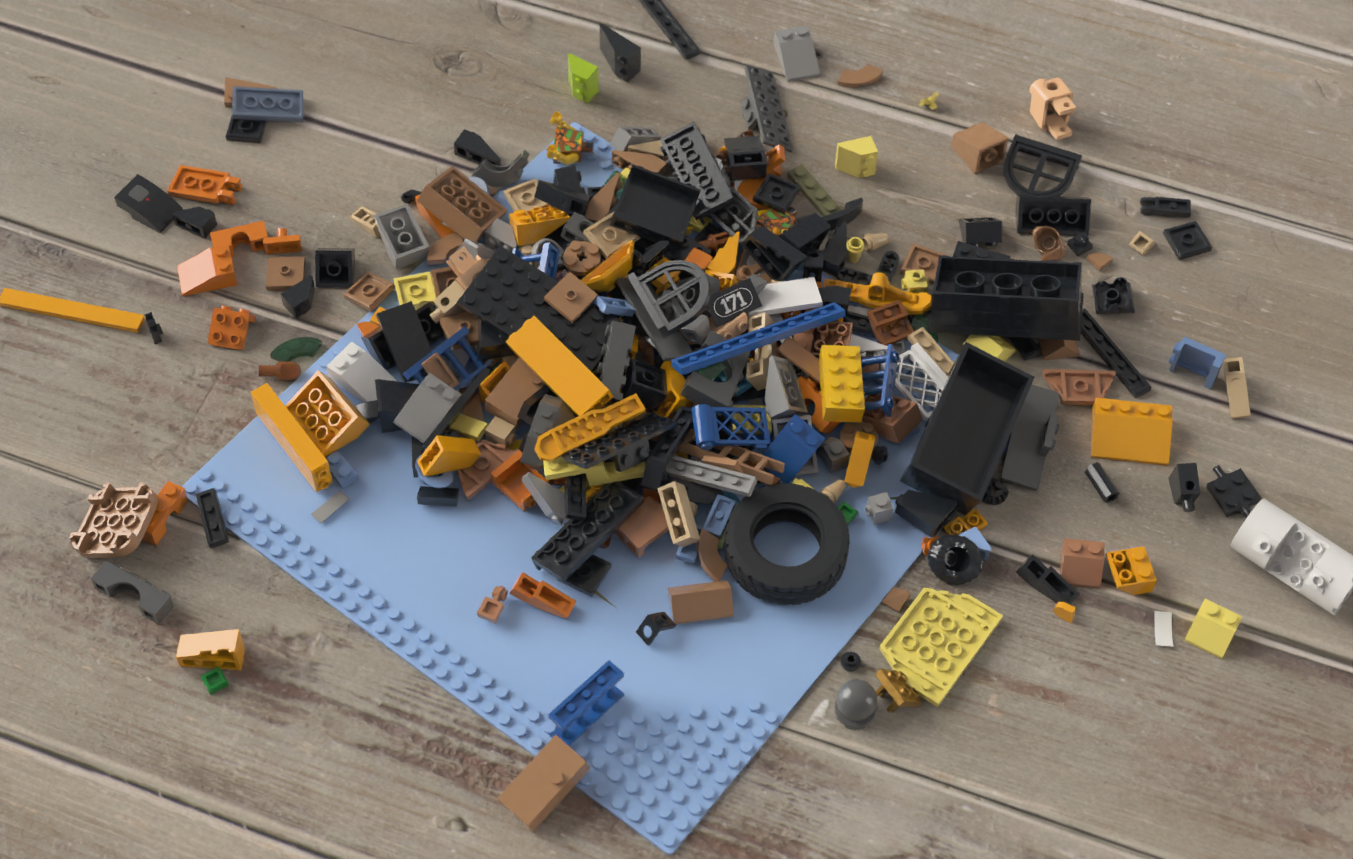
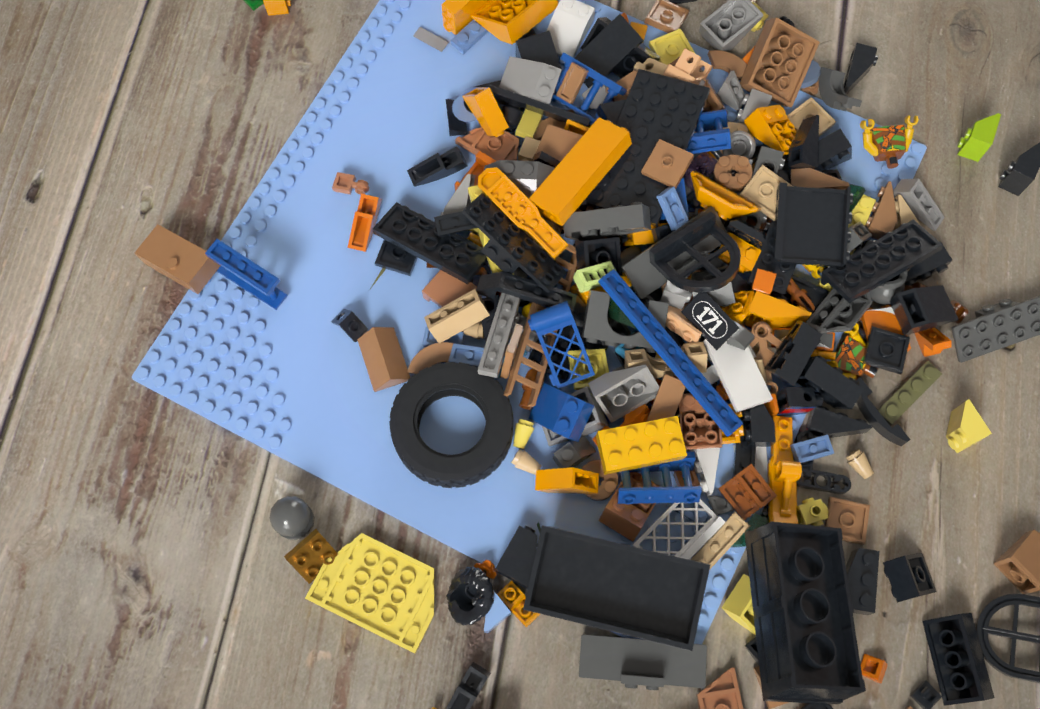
camera: 80 degrees right, 15 degrees up
(495, 519) = (437, 167): none -> black slope
(668, 385) = (583, 279): none -> yellowish green slope
(848, 512) = (505, 478): green tile -> none
(848, 666) = (343, 514): black plate -> none
(854, 248) = (840, 441): light yellow cone -> none
(858, 269) = (812, 449): none -> medium blue plate
(879, 454) = (580, 503): black plate -> none
(879, 508) = (513, 509): light grey brick -> none
(896, 599) = (420, 543): medium nougat slope -> none
(999, 496) = (561, 636): black gear -> none
(1048, 243) = (912, 656): medium nougat hair -> none

